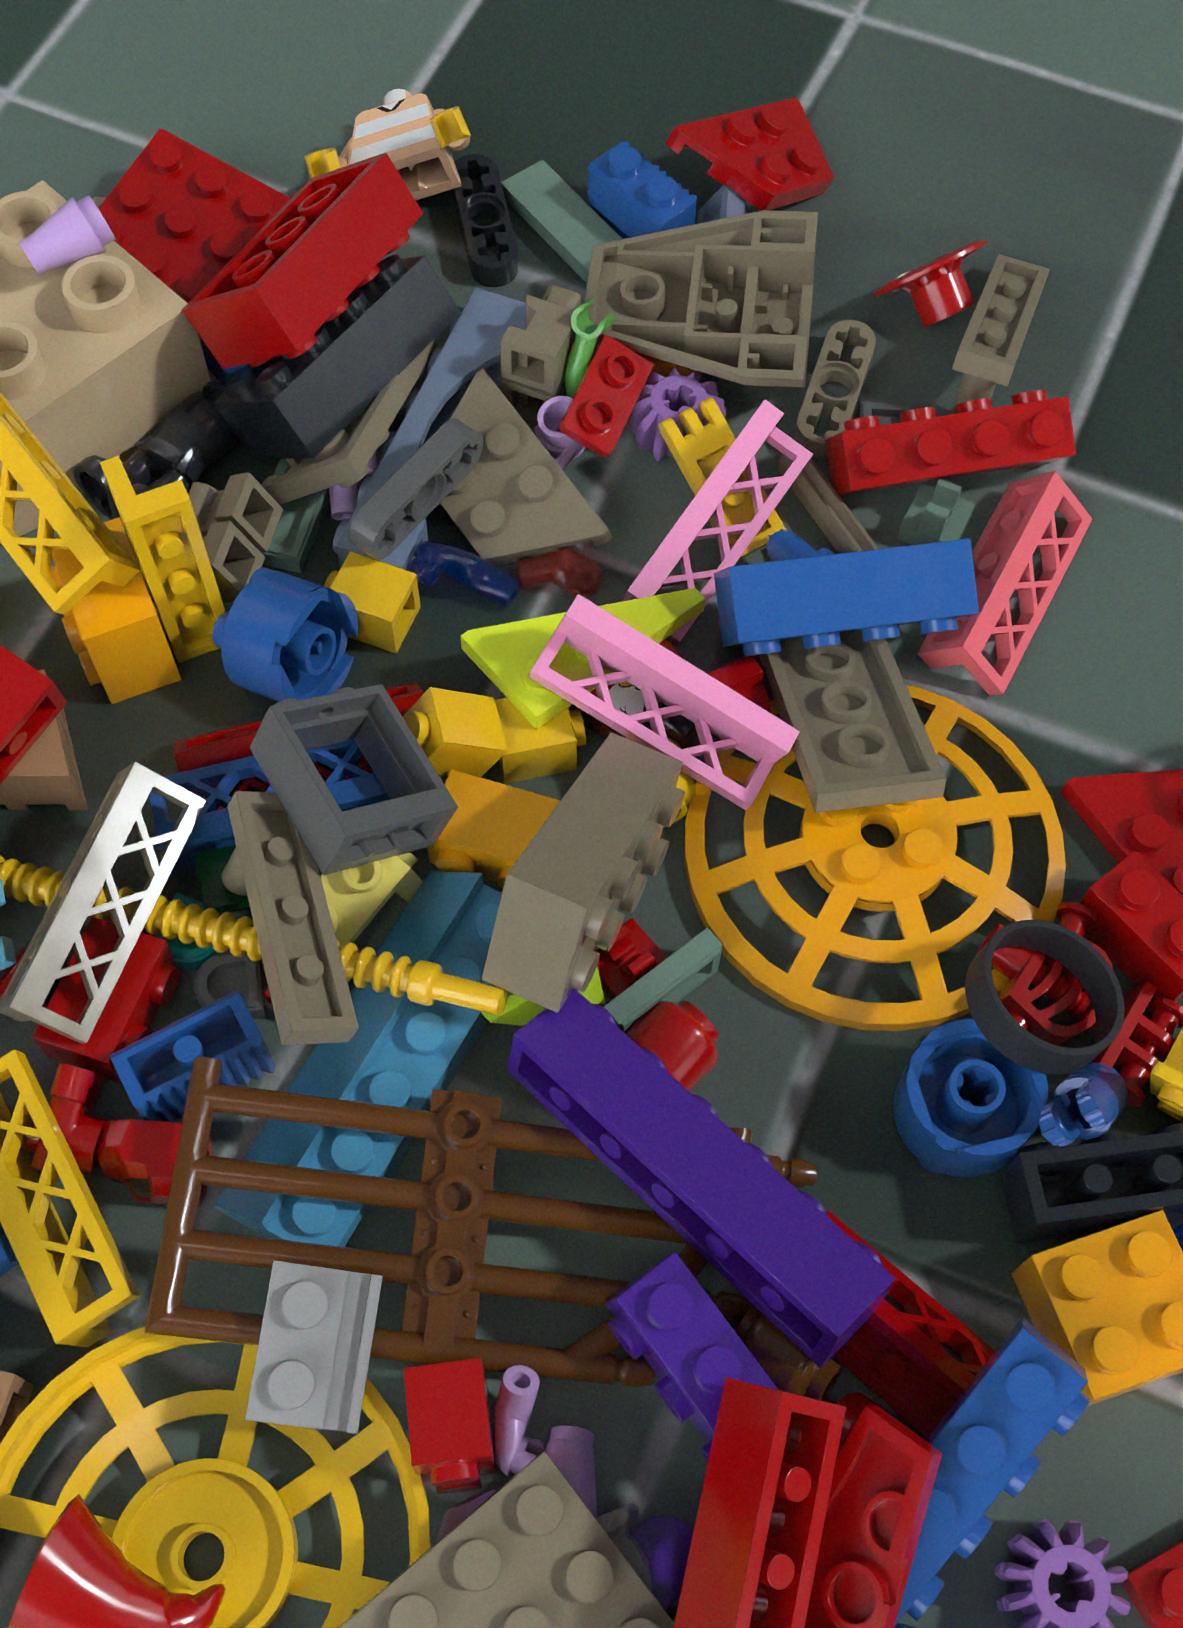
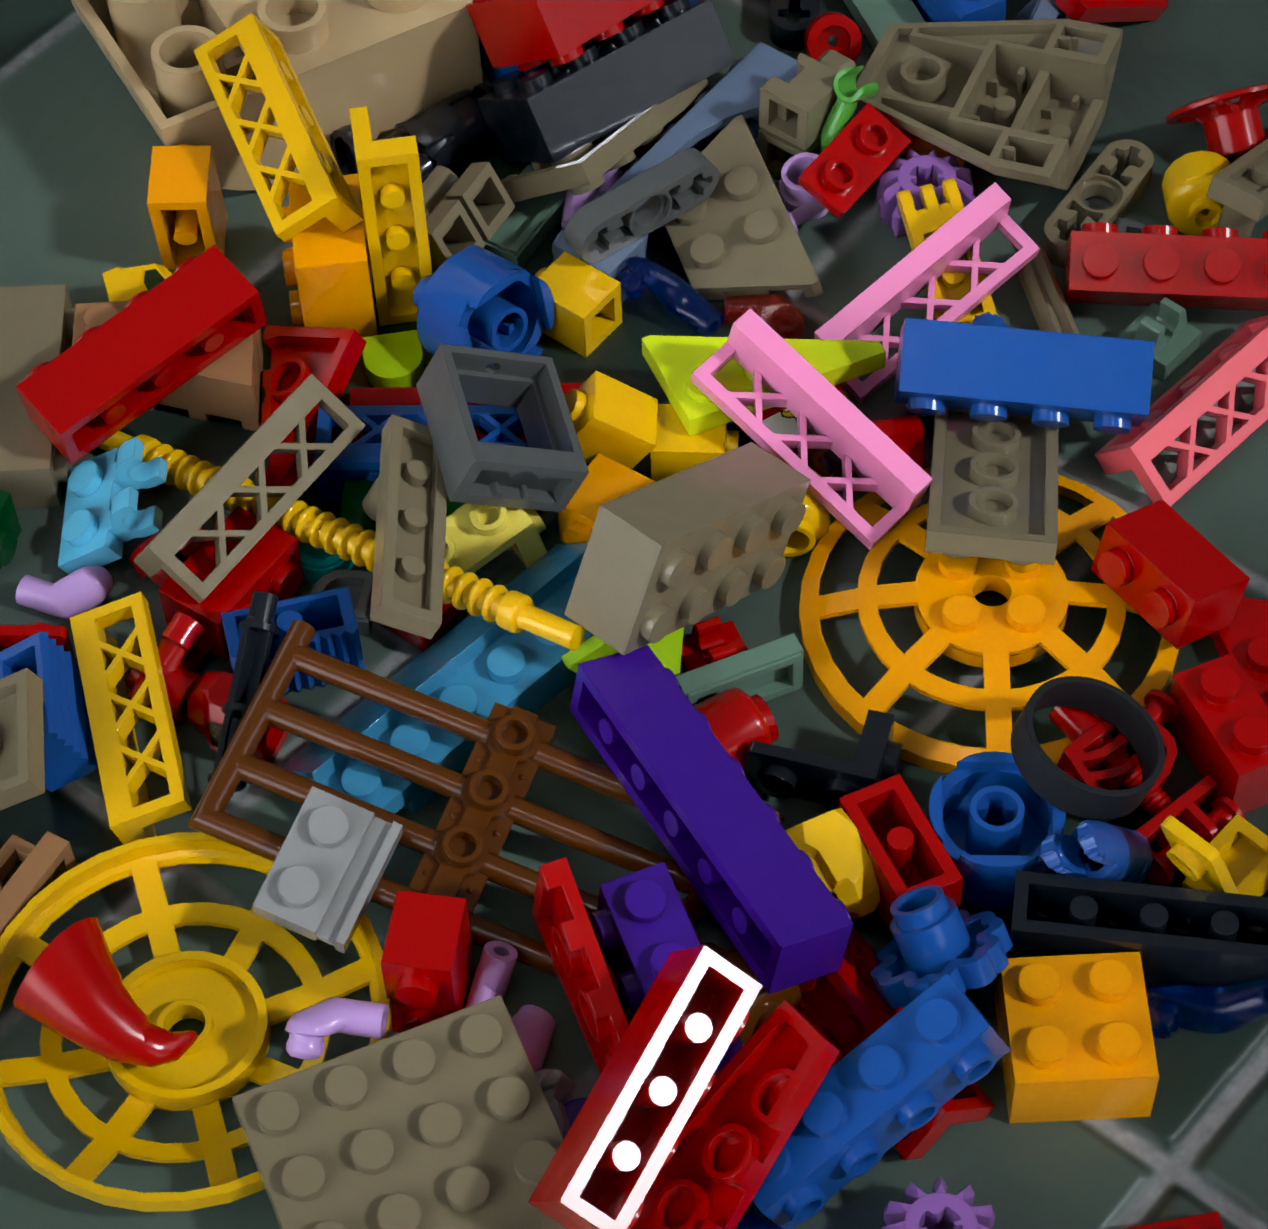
camera: 20 degrees right, 10 degrees down
(114, 732) = (295, 354): none -> red wing
(161, 1128) = (250, 667): none -> black piece
(204, 700) = (393, 359): none -> lime tile
(364, 1529) = (332, 1017): none -> lavender arm
(537, 268) = (845, 33): none -> red tile
(629, 1405) = (578, 960): none -> red wing
(798, 1082) = (823, 779): none -> black bracket
(829, 1171) = (839, 860): none -> yellow rock
(887, 1156) = (900, 843): none -> red brick
(924, 362) = (1186, 189): none -> yellow head
(972, 1269) = (937, 940): none -> blue plant
(1045, 775) = (1169, 573): none -> red brick

